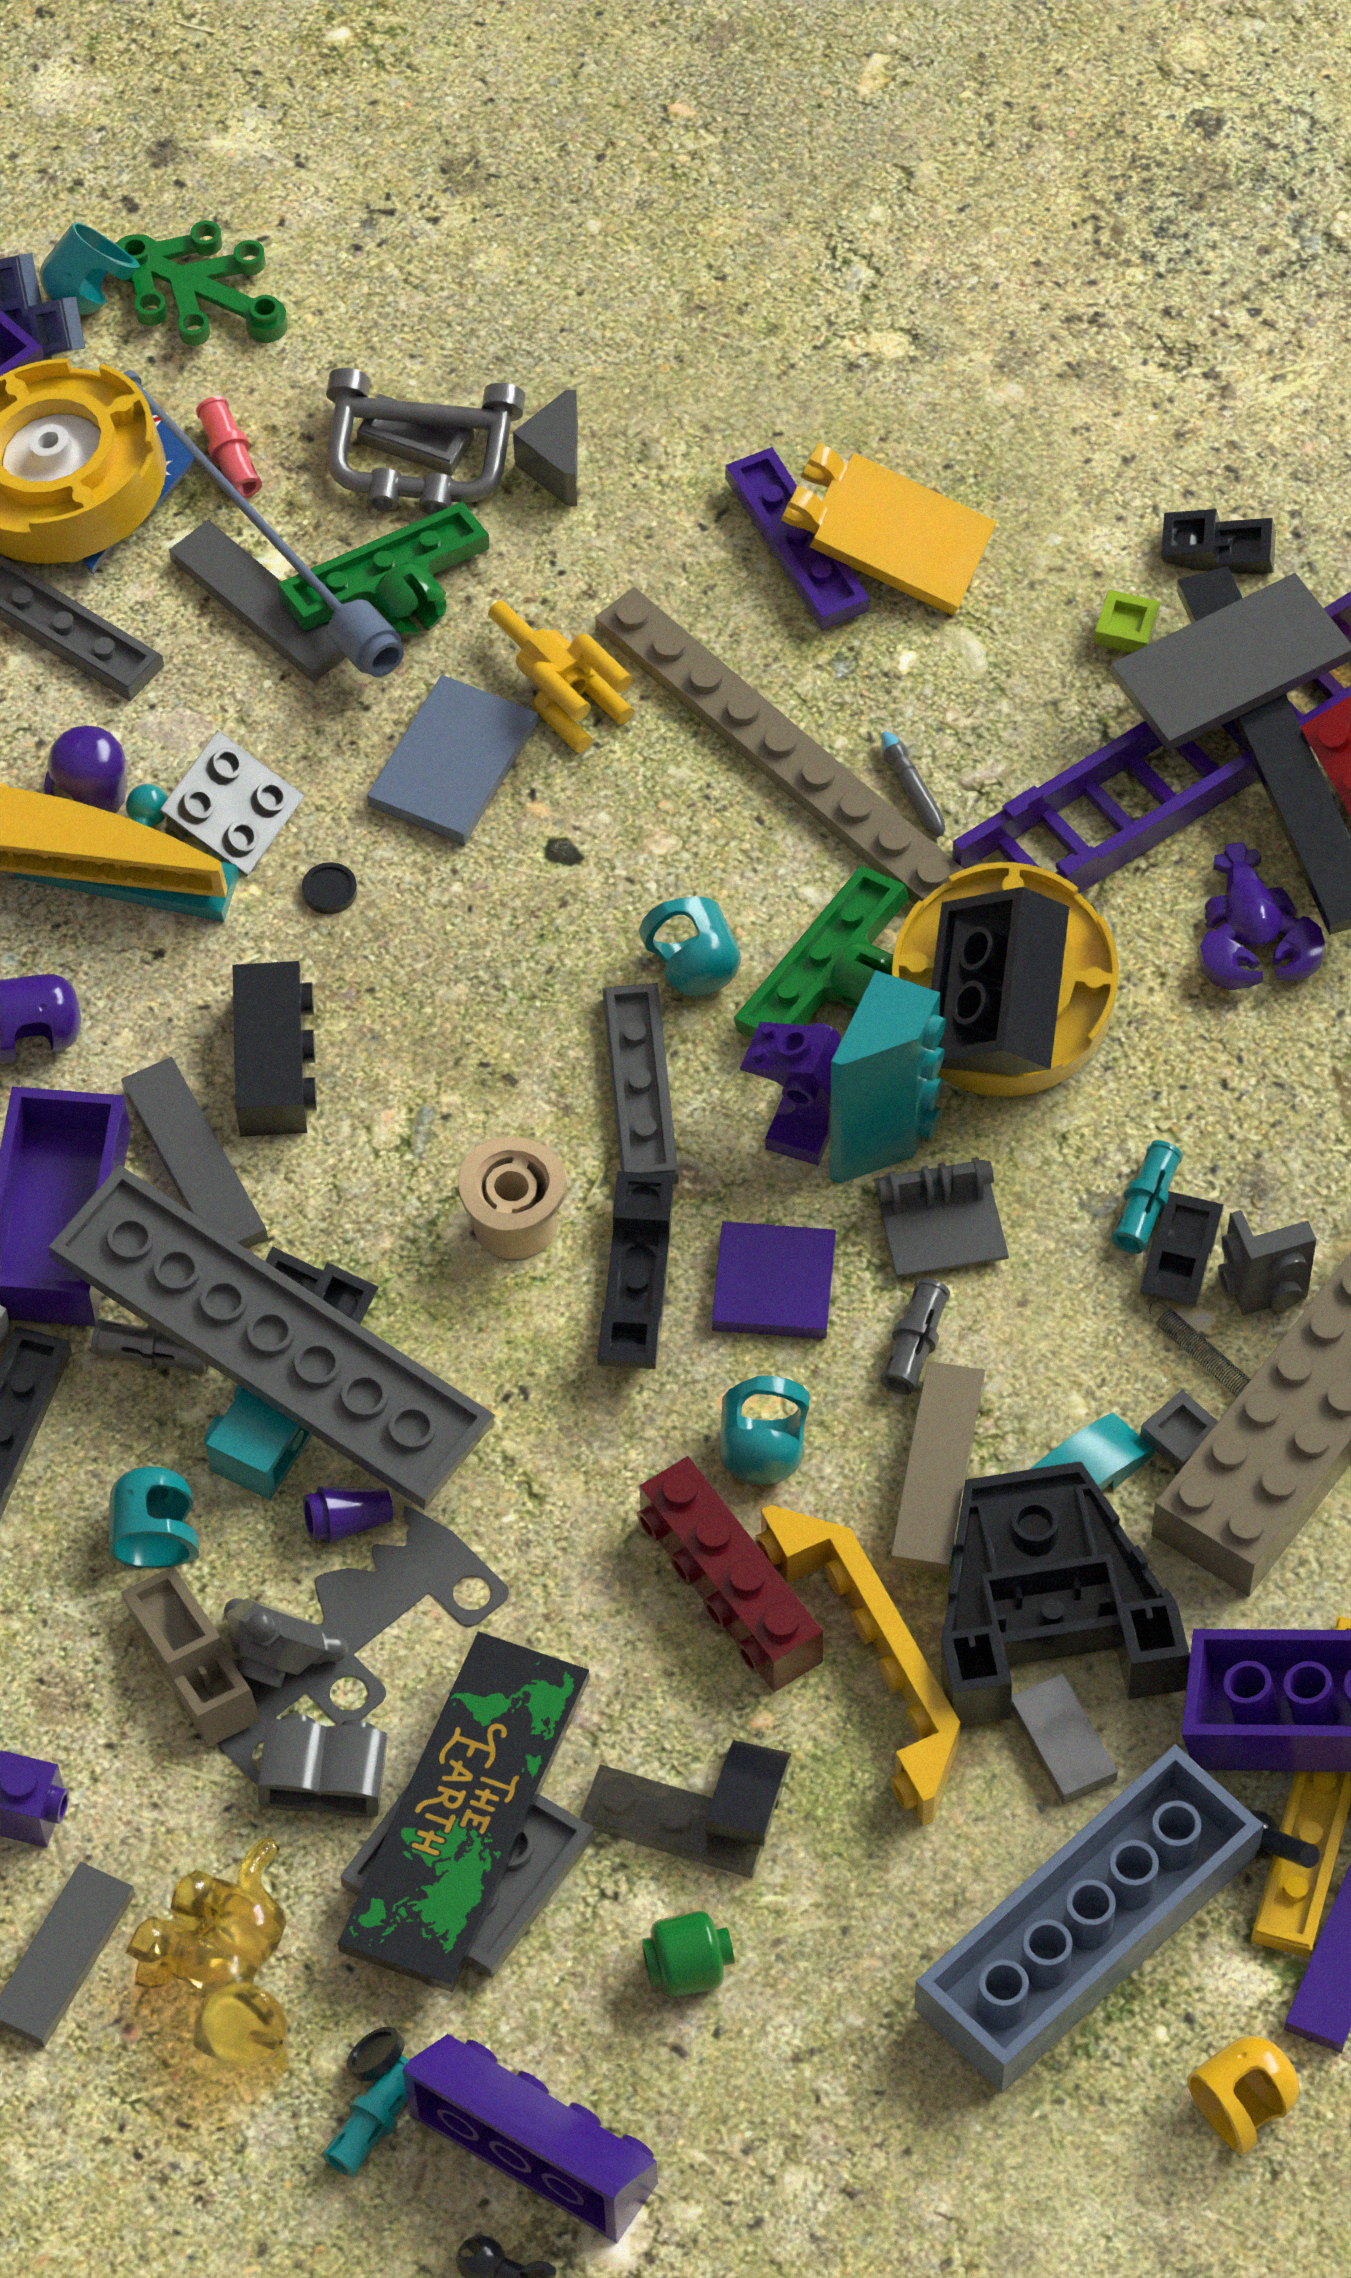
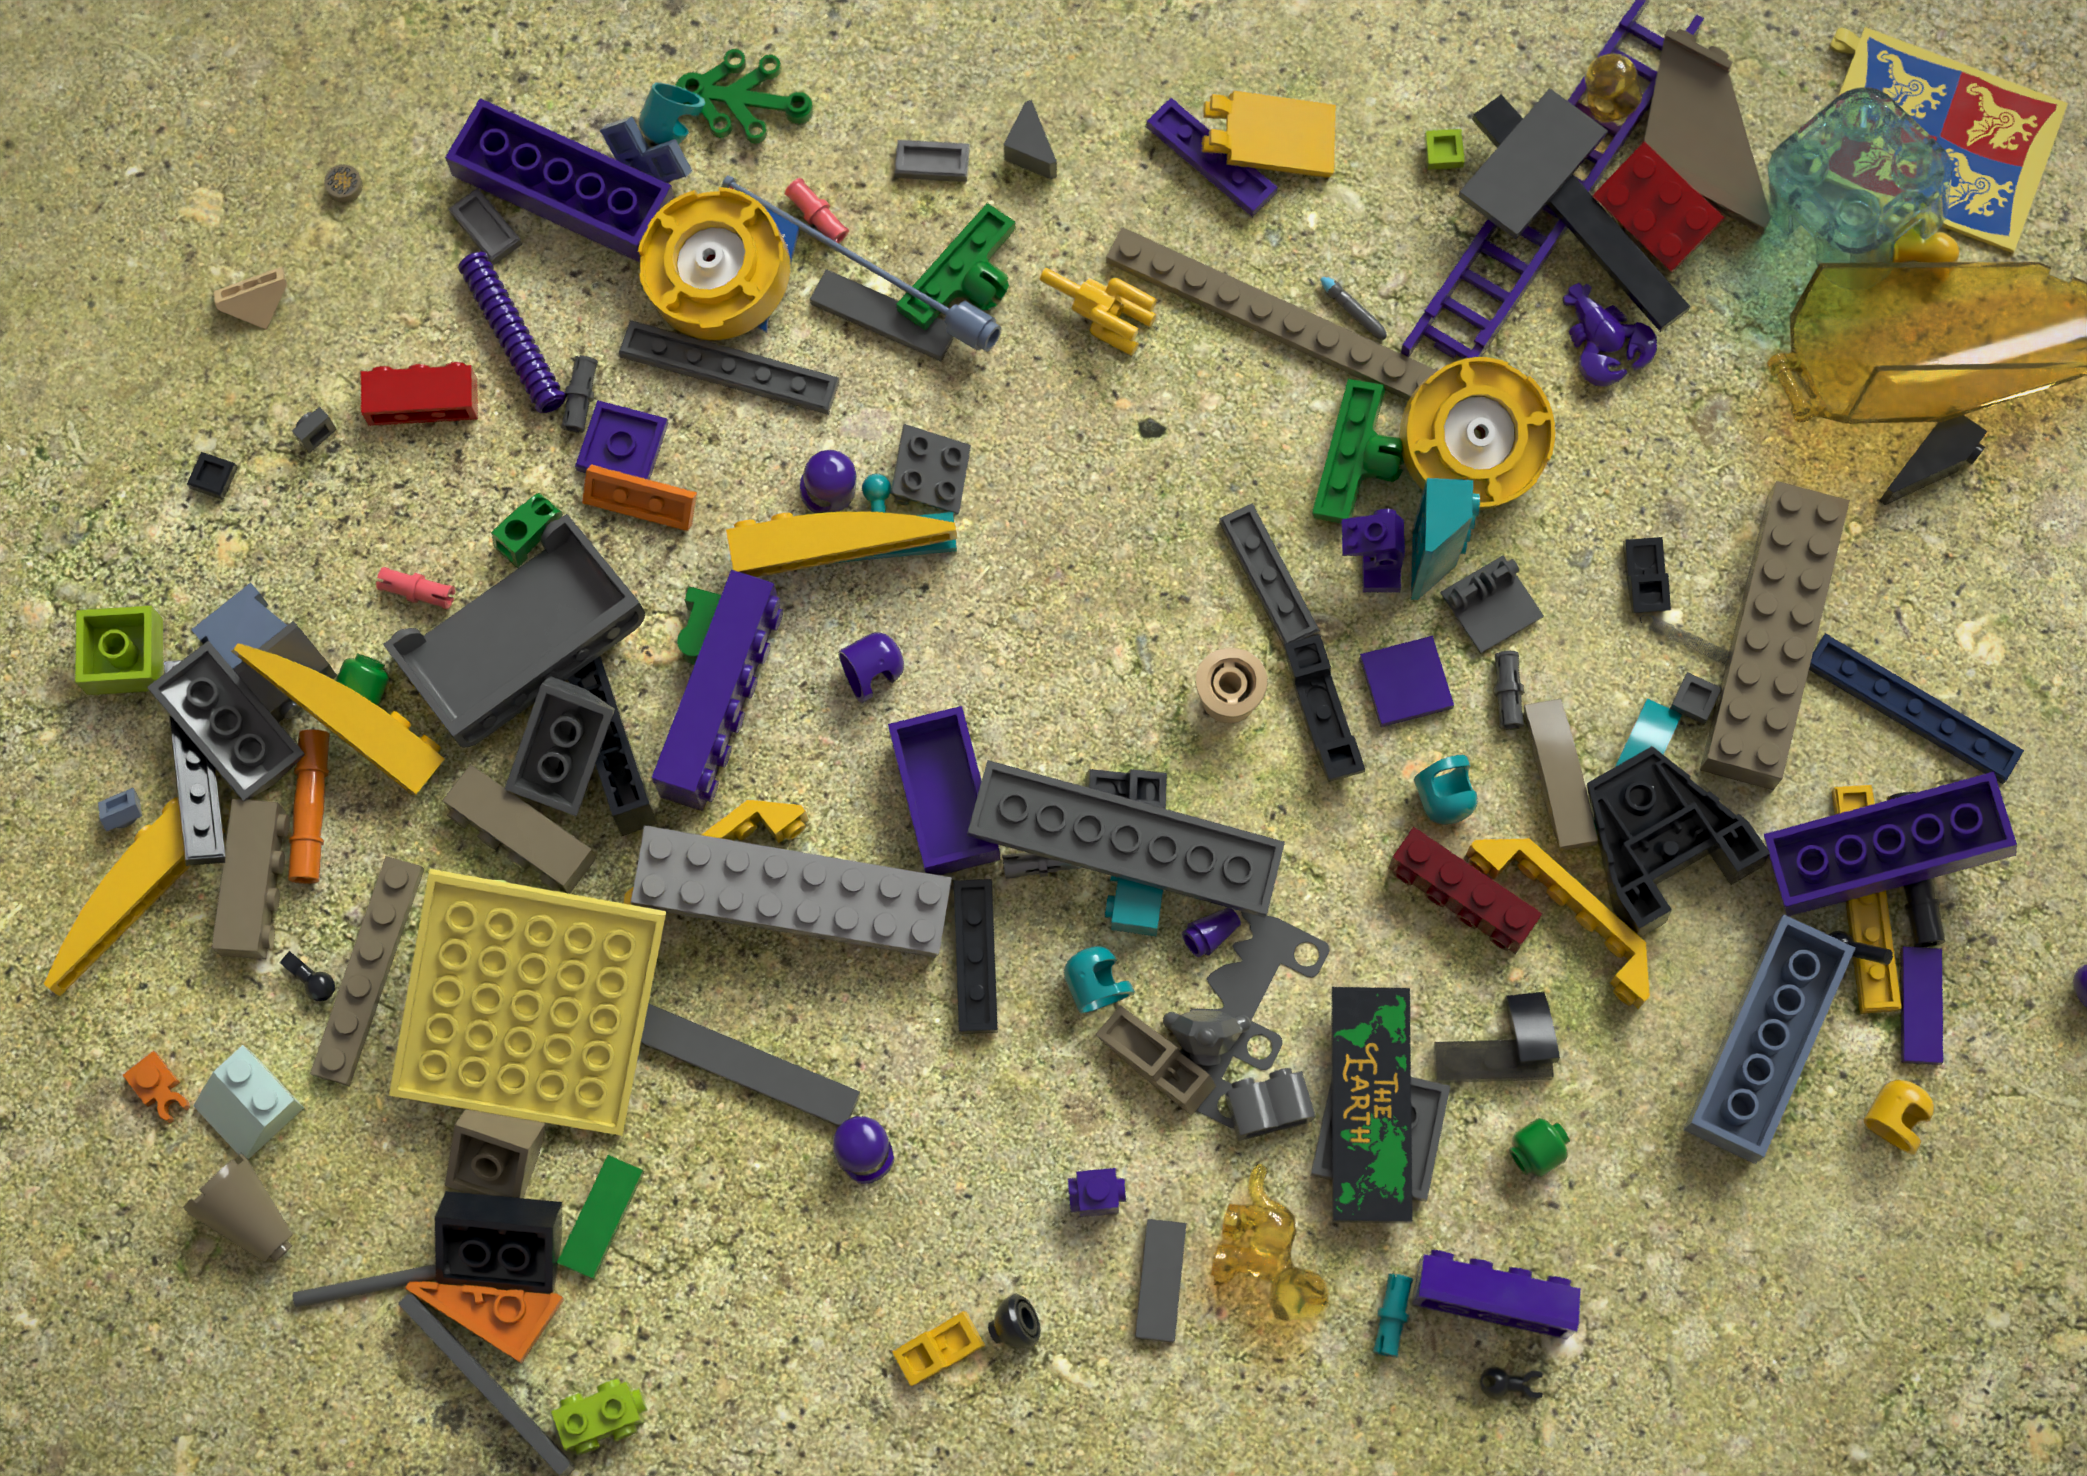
camera: 20 degrees left, 15 degrees up
(192, 1152) = (1010, 722): dark grey tile -> none
(272, 1048) = (1031, 632): black brick -> none
(329, 888) = (1015, 505): black piece -> none
(375, 2054) = (1378, 1277): black piece -> none
(436, 491) = (932, 206): flat silver bar -> none
(452, 759) = (1056, 388): sand blue tile -> none
(701, 962) = (1272, 477): teal helmet -> none
(1000, 980) = (1485, 441): black slope -> none
(1063, 1738) = (1703, 924): flat silver tile -> none
(1146, 1196) = (1612, 546): teal pin -> none
(1205, 544) = (1477, 73): black slope -> none
(1266, 1268) = (1700, 580): dark grey bracket -> none

